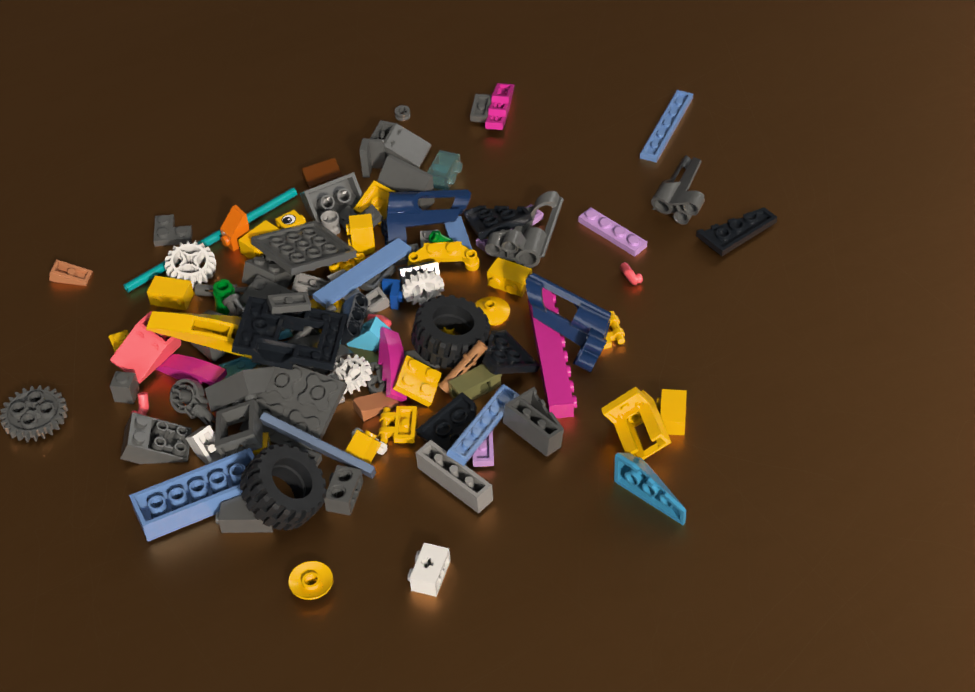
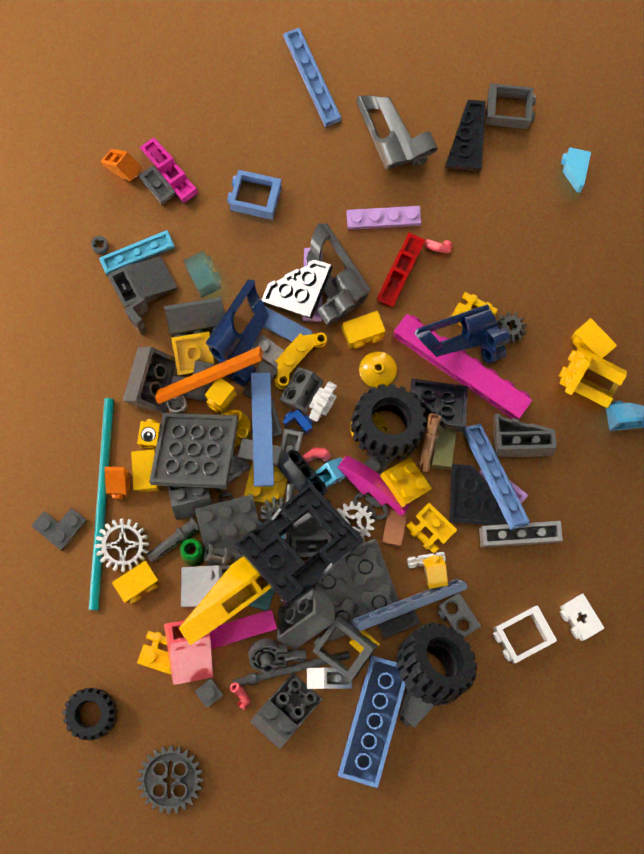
camera: 50 degrees left, 30 degrees up
(42, 334) = (73, 709): none -> black tyre
(69, 274) = (32, 640): nougat slope -> none
(163, 408) = (254, 678): none -> dark grey bar
(289, 302) = (272, 521): dark grey plate -> none
(310, 573) = (529, 699): yellow dish -> none
(321, 173) = (110, 363): reddish brown slope -> none
(375, 210) = (209, 375): none -> orange tile
(381, 561) = (541, 625): none -> white window
(433, 136) = (137, 252): none -> medium azure tile
(436, 236) = (278, 346): green pin -> none
(473, 82) = (121, 164): none -> orange slope
(537, 169) = (252, 209): none -> medium blue window
(583, 267) = (401, 269): none -> red slope
(618, 355) = (517, 329): none -> dark grey gear
(791, 216) = (512, 92): none -> dark grey window
(801, 302) = (576, 167): none -> medium azure slope

